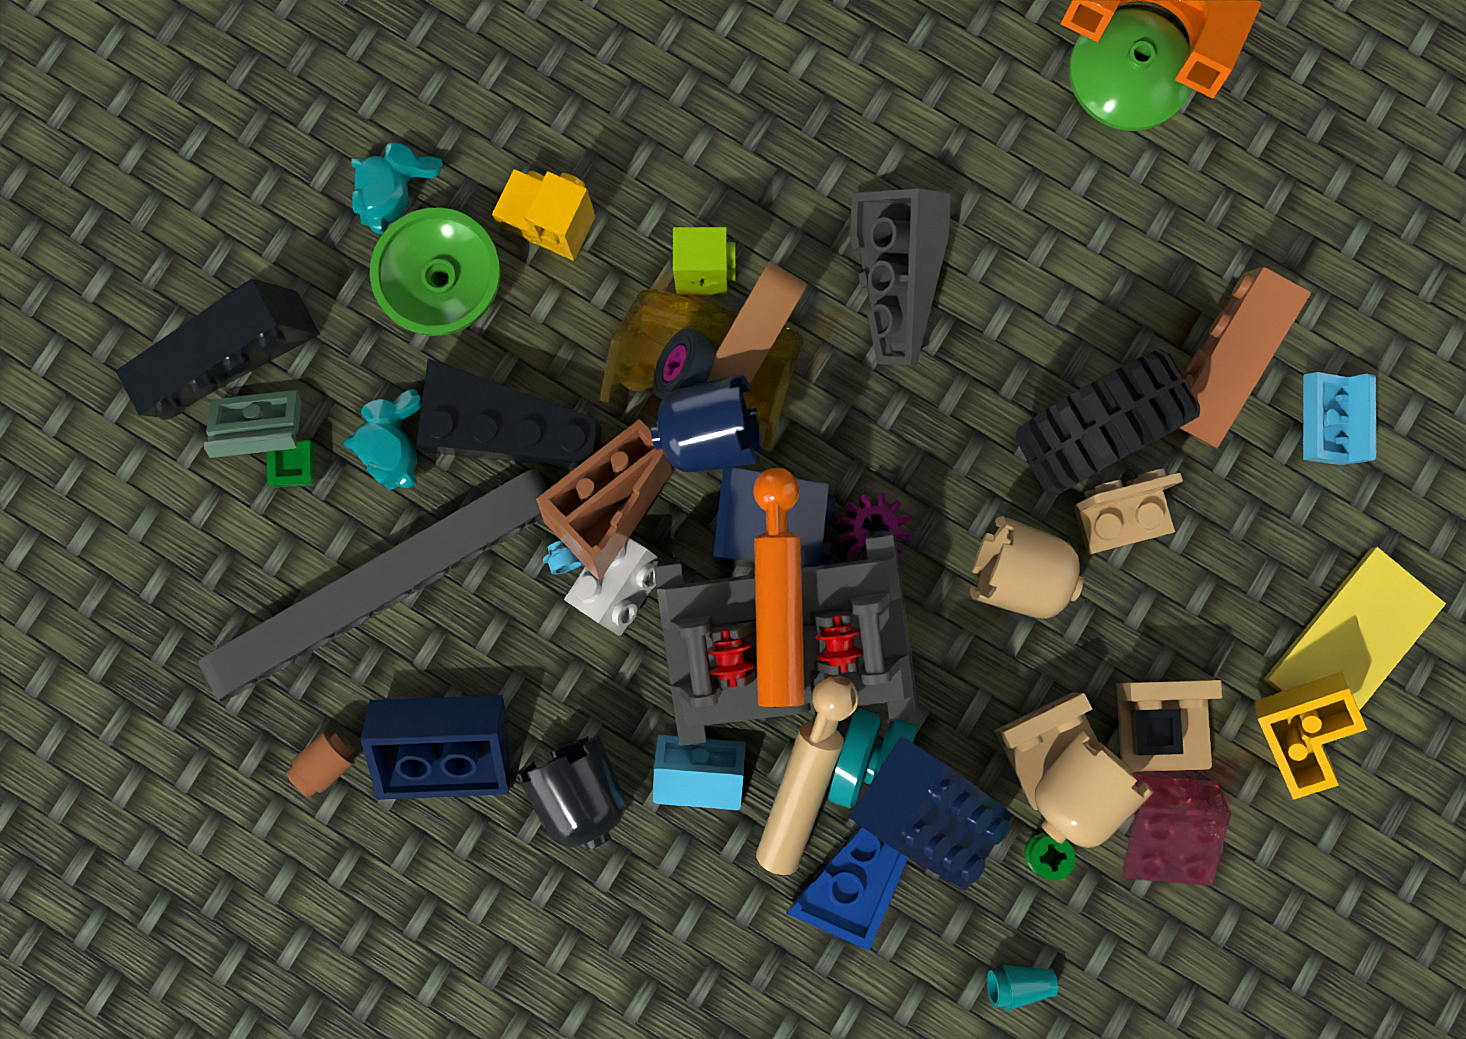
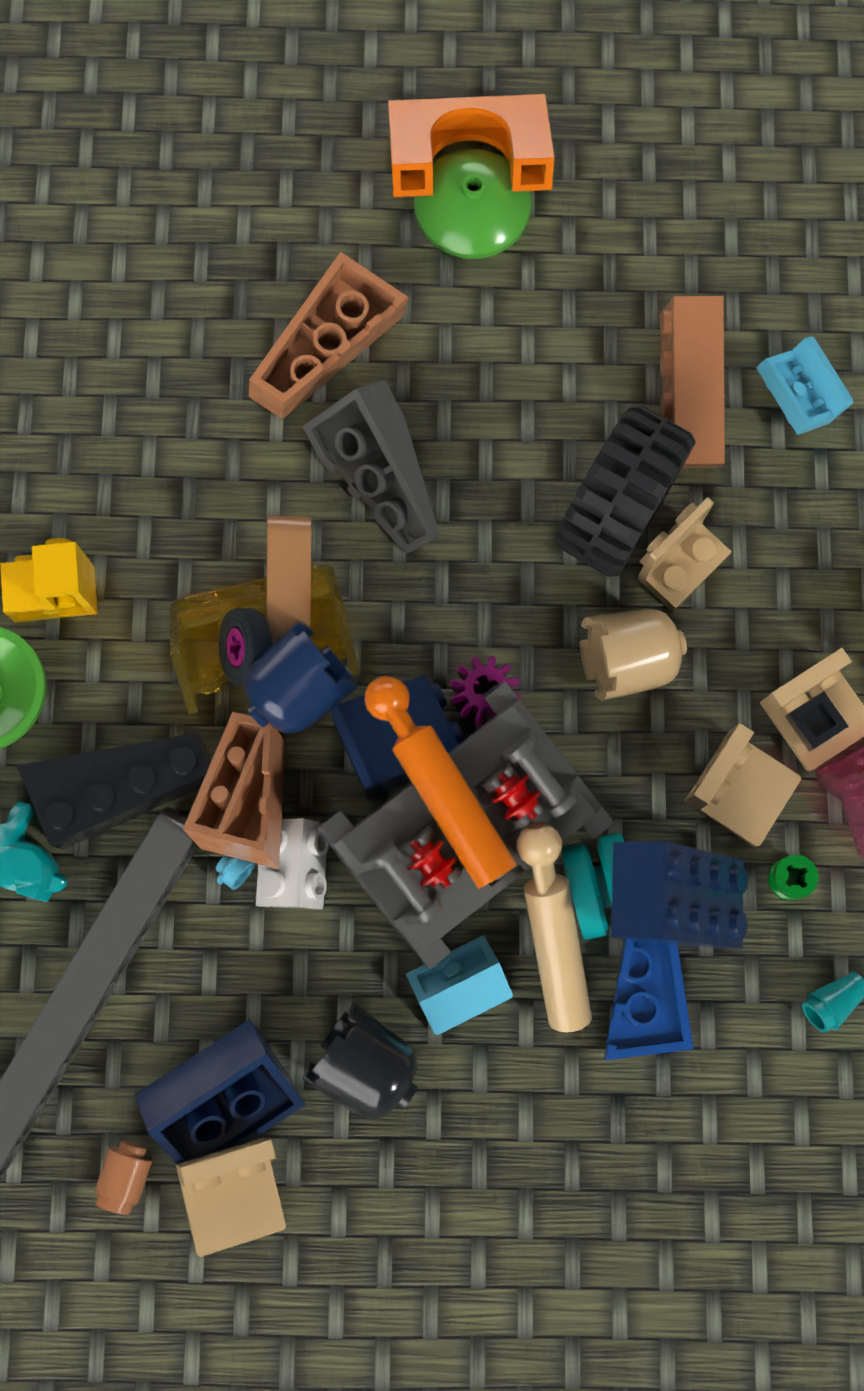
camera: 35 degrees left, 5 degrees down
(402, 834) = (231, 1196): none -> tan bracket
(702, 260) = (210, 548): lime brick -> none
(927, 119) = (328, 331): none -> nougat wedge
(1088, 794) = (793, 805): tan cylinder -> none

